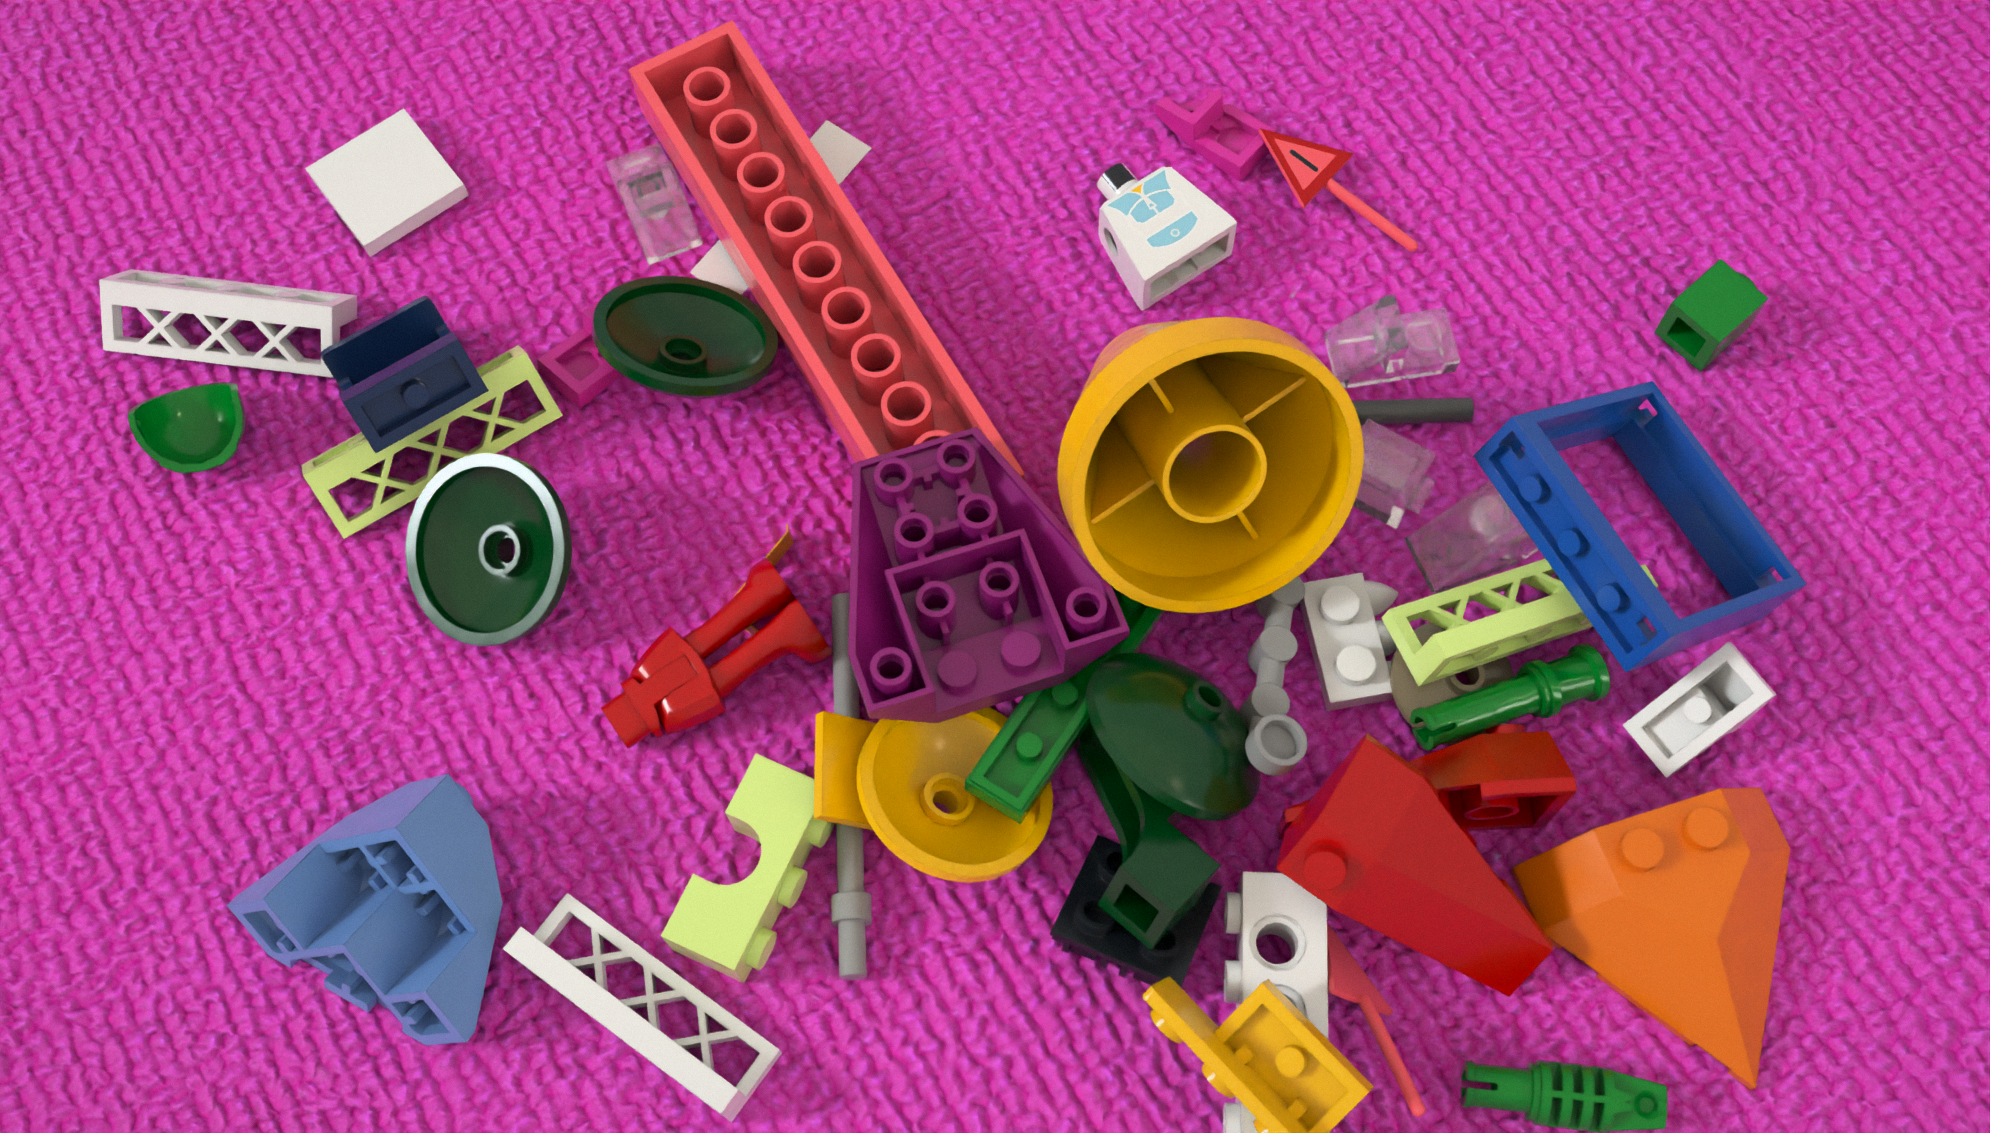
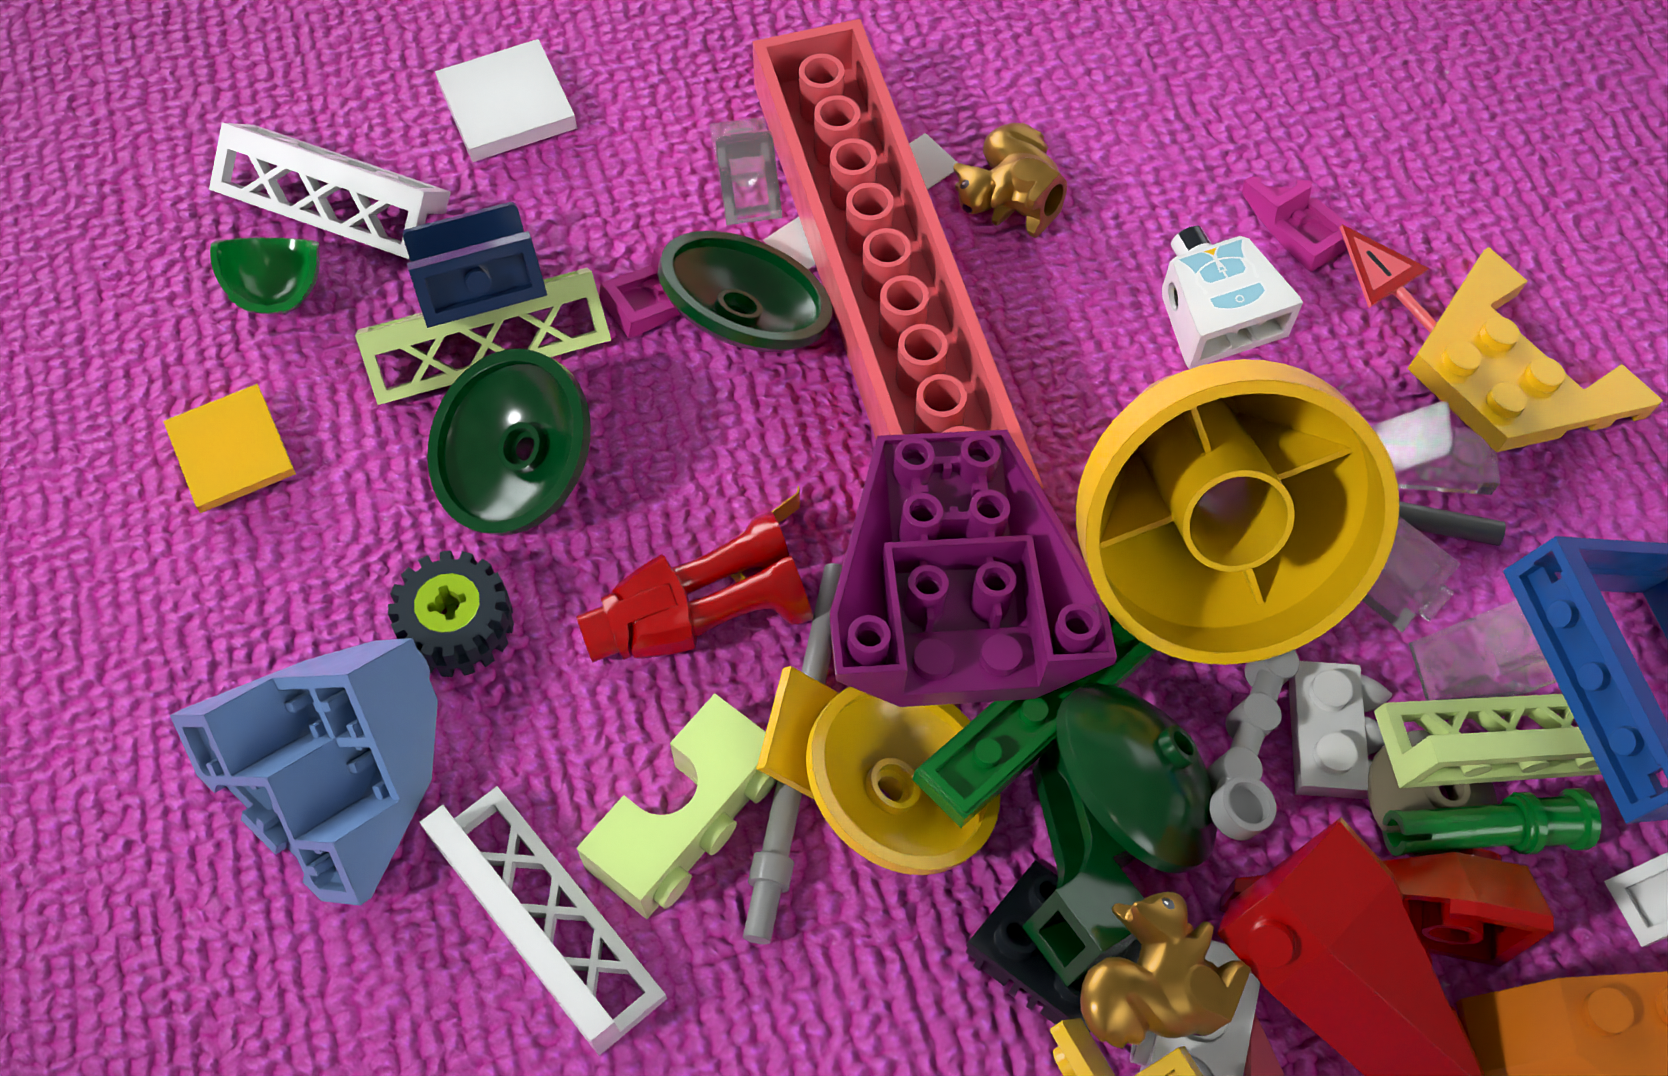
camera: 10 degrees right, 5 degrees down
(204, 619) = (229, 448): none -> yellow piece
(492, 751) = (464, 632): none -> black wheel
(934, 151) = (1020, 180): none -> pearl gold animal
(1244, 925) = (1171, 984): none -> pearl gold animal
(1444, 255) = (1504, 381): none -> yellow wing

